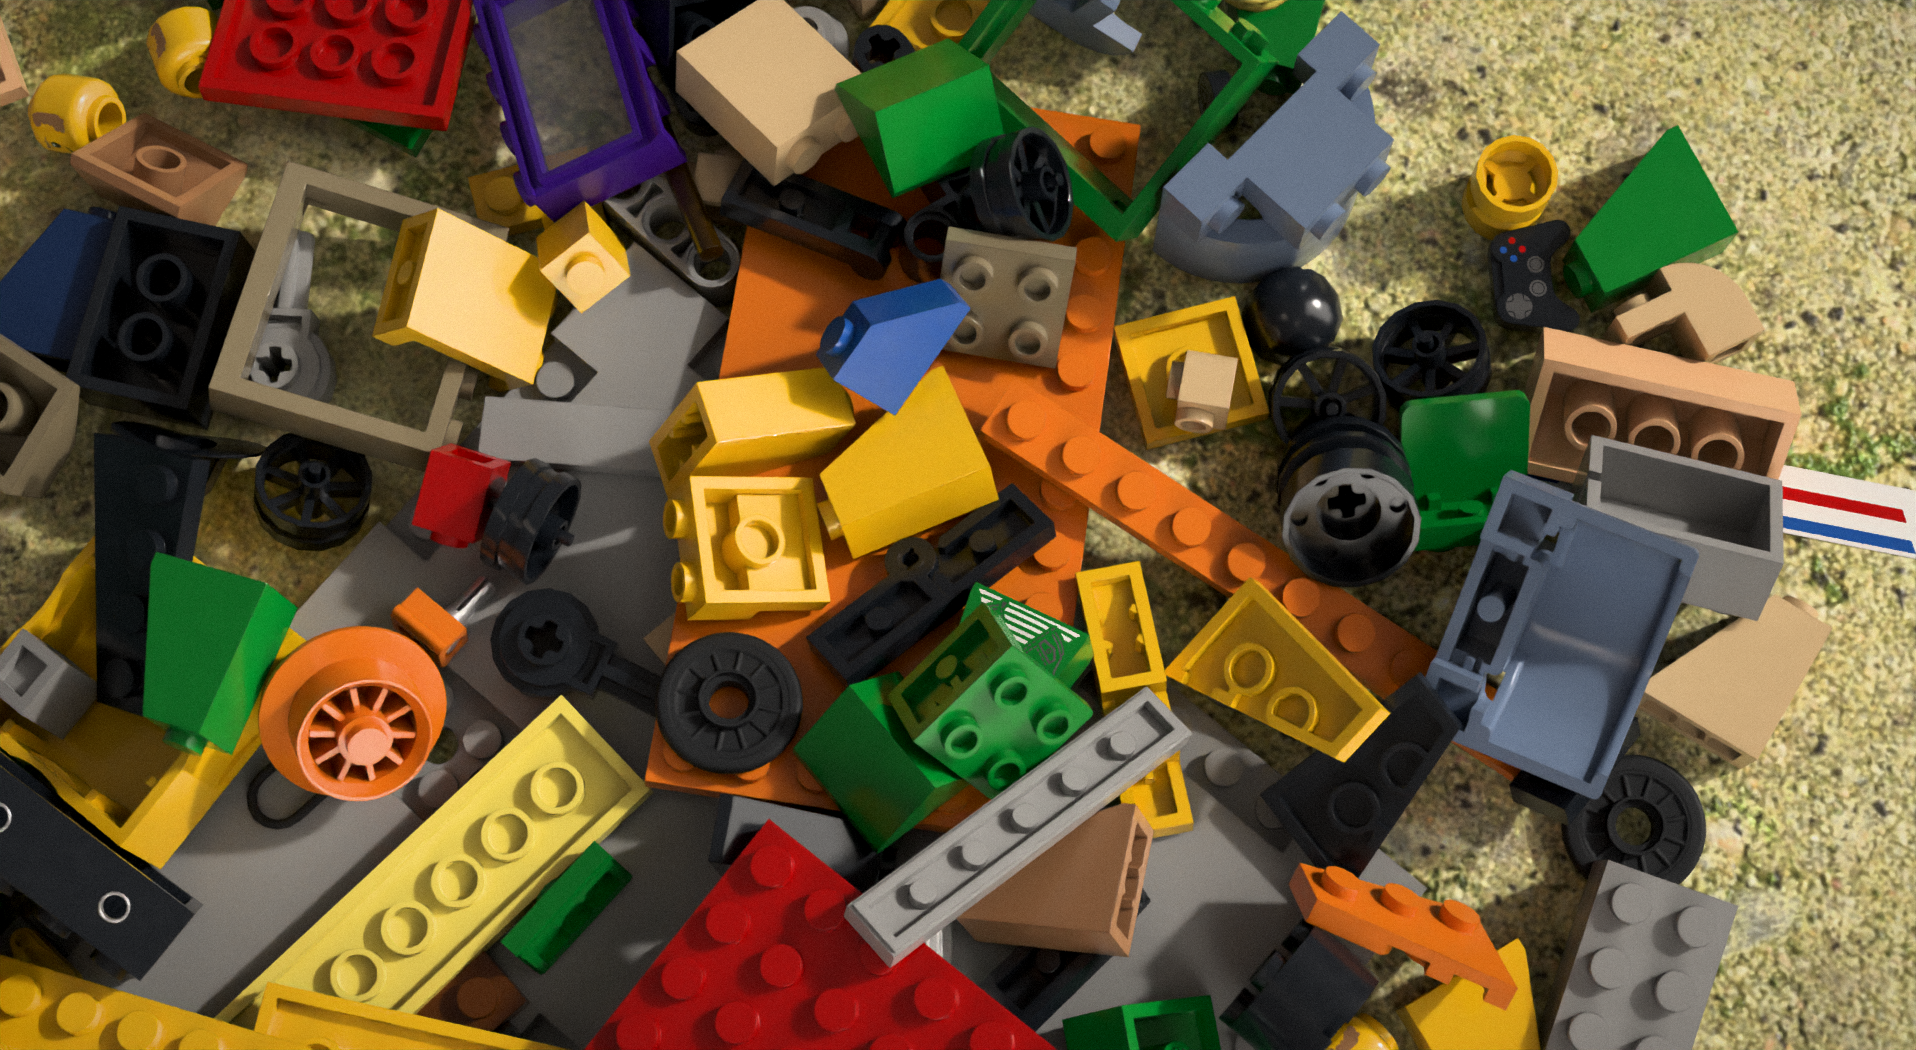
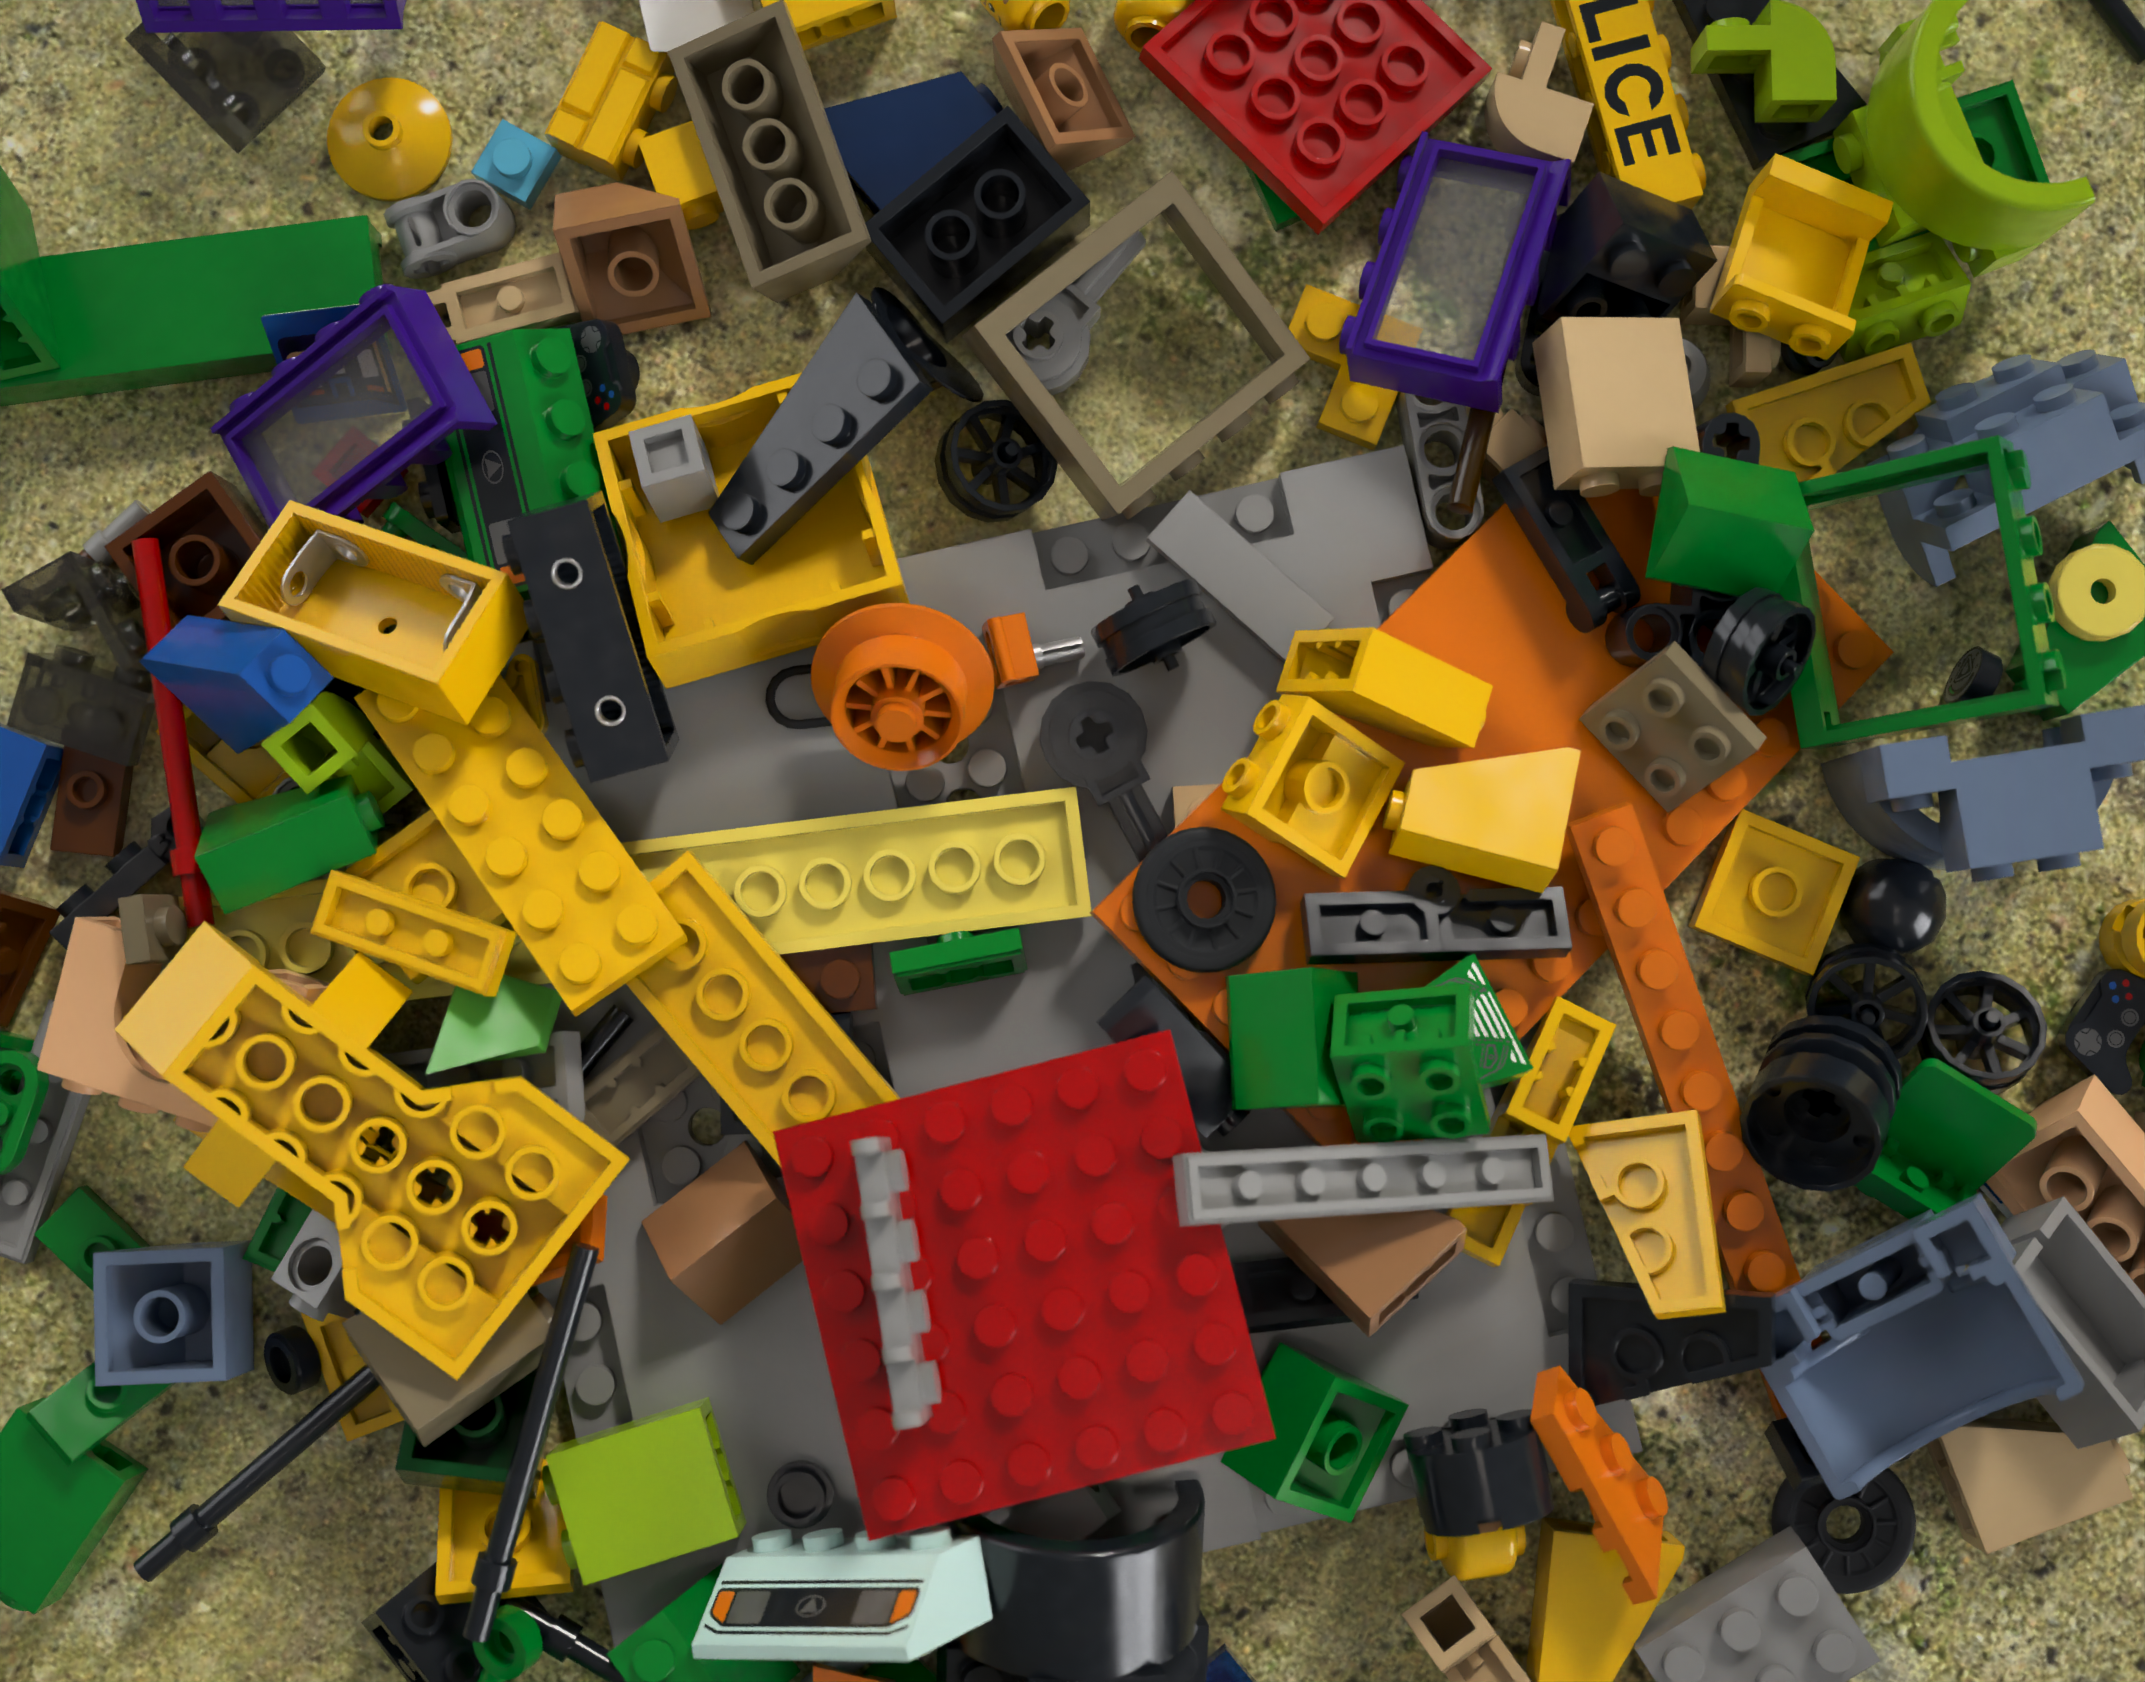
camera: 35 degrees right, 10 degrees up
(208, 651) = (823, 551): green slope -> none
(458, 494) = (1112, 561): red brick -> none
(467, 298) = (1234, 396): yellow panel -> none
(582, 257) = (1352, 429): yellow brick -> none
(891, 340) = (1557, 704): blue slope -> none
(1202, 390) = (1774, 921): tan plate -> none

